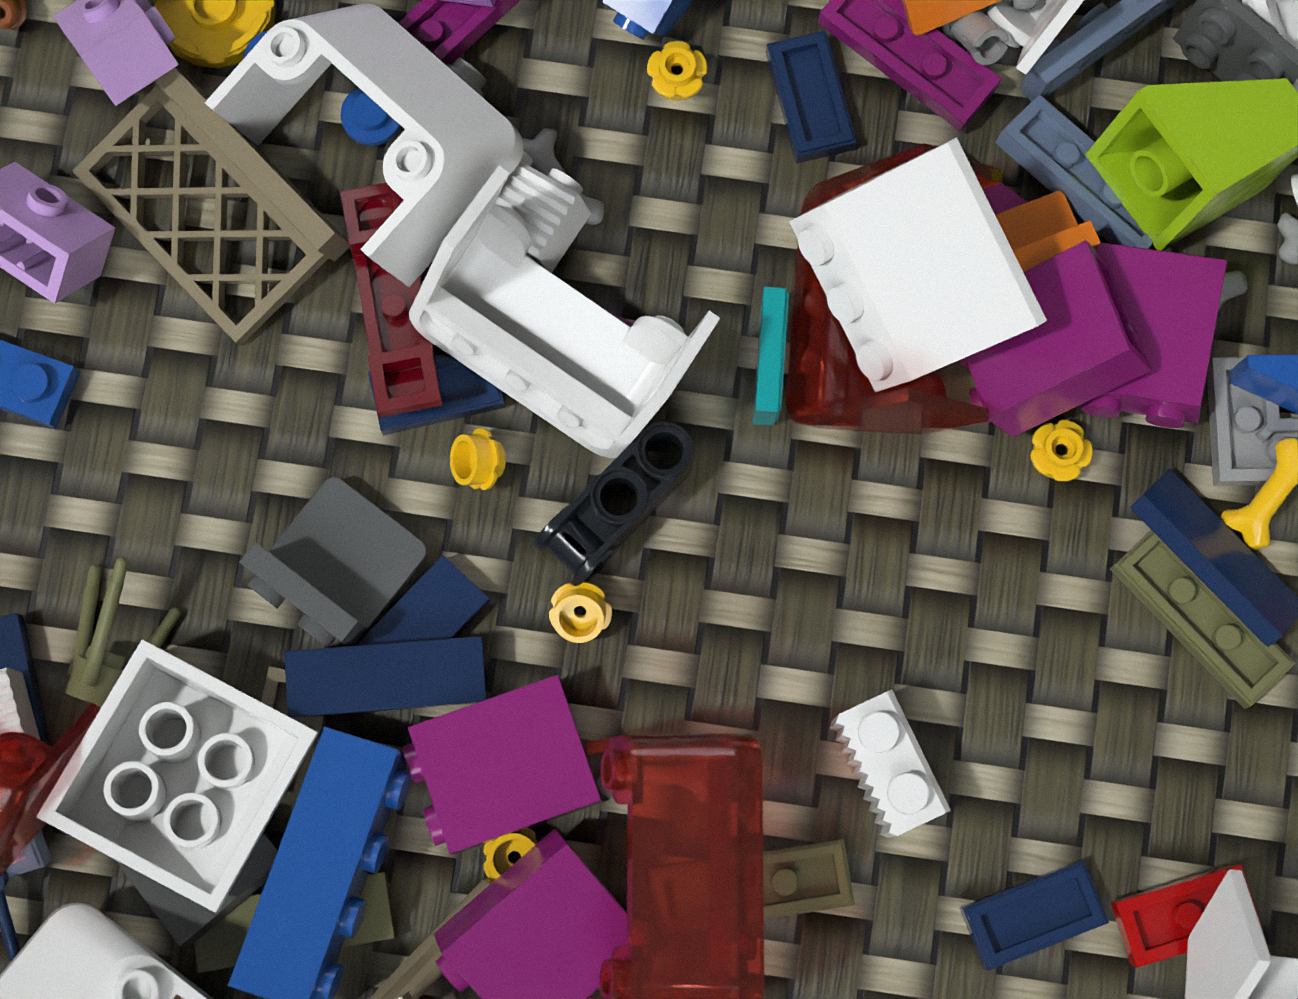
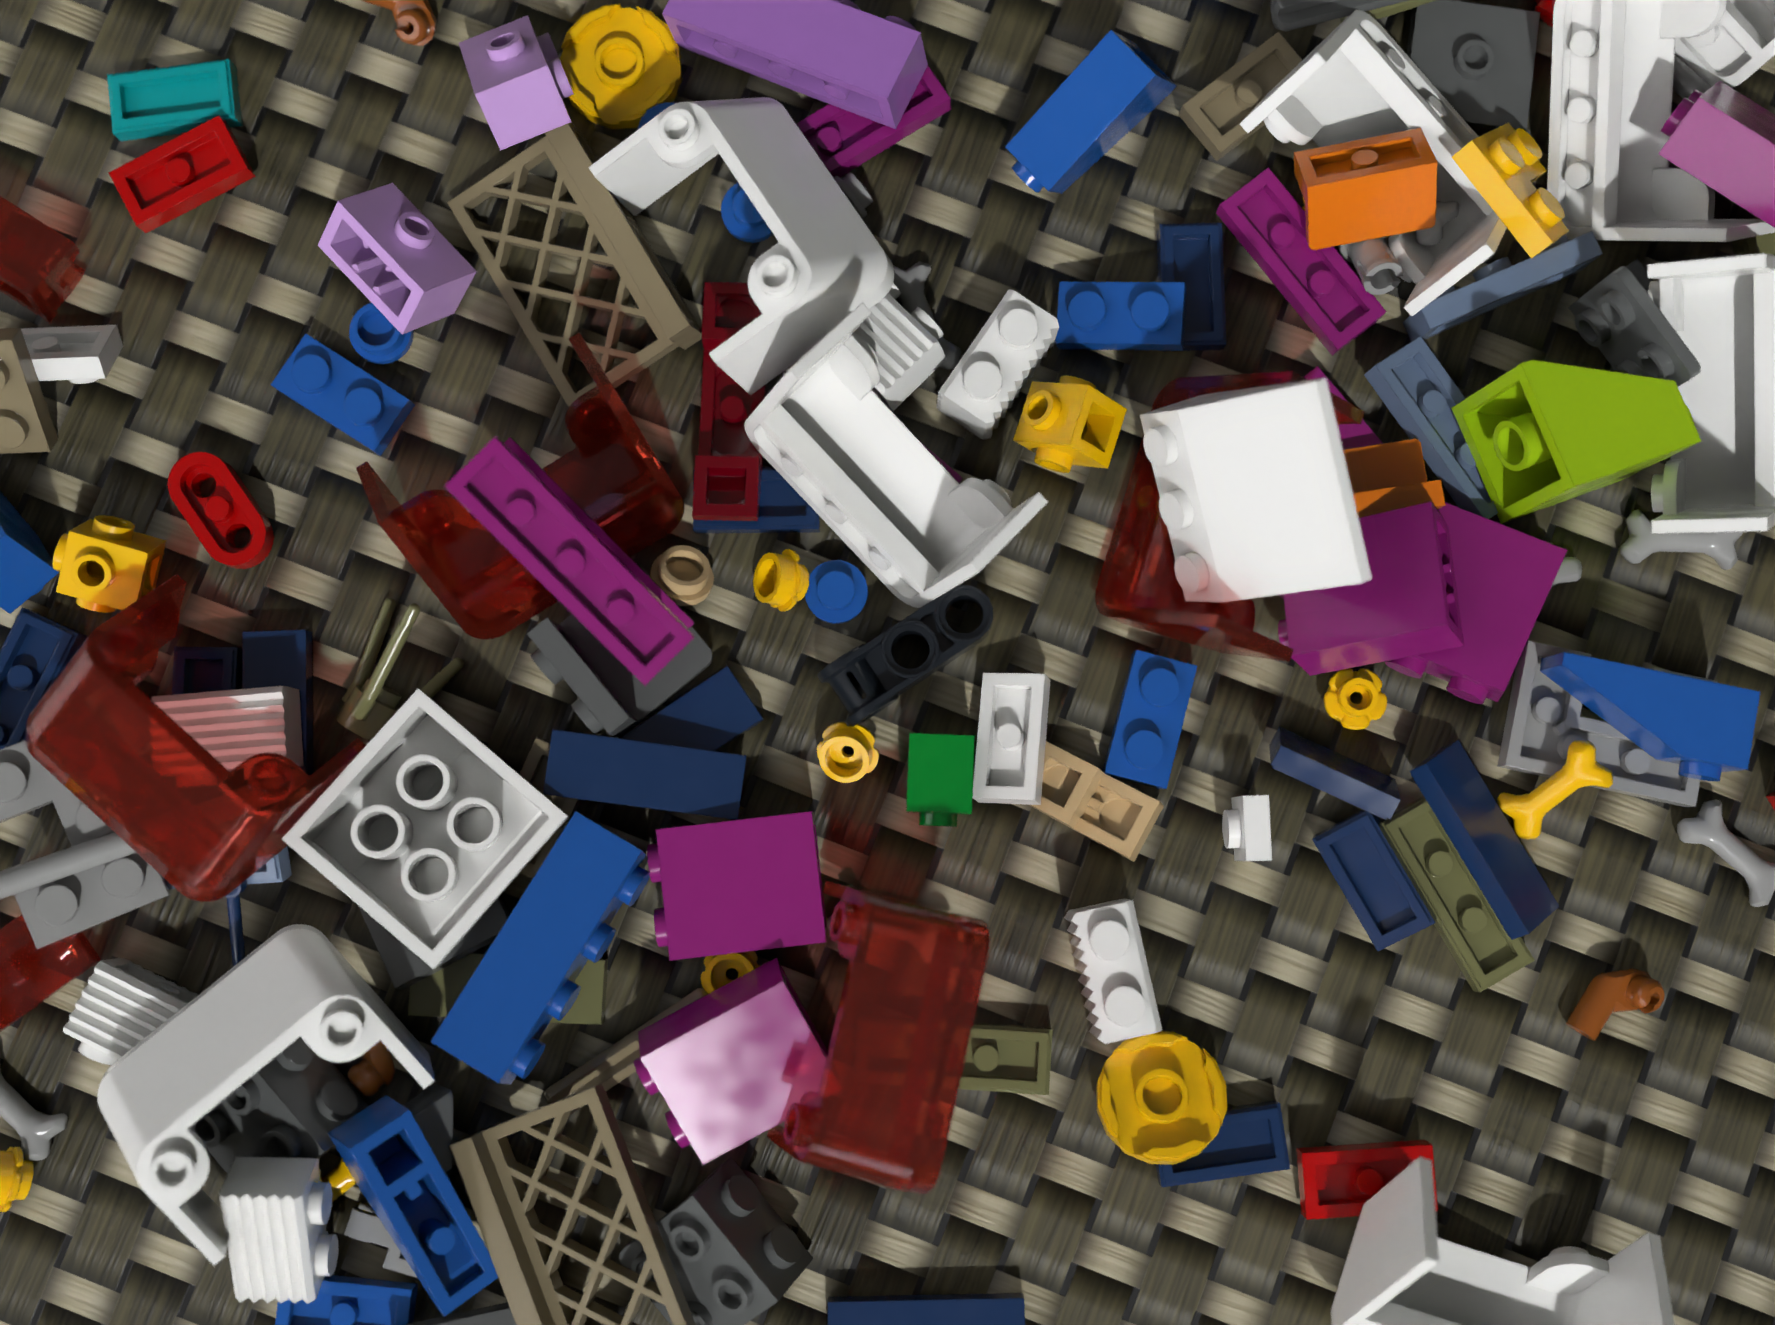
camera: 15 degrees right, 5 degrees up
(30, 313) = (376, 337): none -> blue plate
(240, 460) = (607, 475): none -> clear red windscreen
(268, 471) = (573, 557): none -> magenta fence
(379, 477) = (683, 574): none -> tan plate
(534, 460) = (836, 592): none -> blue plate
(642, 208) = (998, 364): none -> white brick
(676, 616) = (940, 777): none -> green brick
(677, 86) = (1061, 247): yellow plate -> none
(724, 248) = (1069, 424): none -> yellow brick
(737, 562) = (1011, 738): none -> white plate
(749, 137) = (1121, 315): none -> blue plate
(770, 356) = (1091, 541): teal tile -> none
(827, 607) = (1096, 803): none -> tan slope
(867, 516) = (1149, 719): none -> blue plate
(966, 881) = (1161, 1098): none -> yellow tile
(988, 597) = (1248, 828): none -> white plate
(1058, 526) = (1334, 773): none -> dark blue tile
(1121, 620) = (1374, 879): none -> dark blue tile

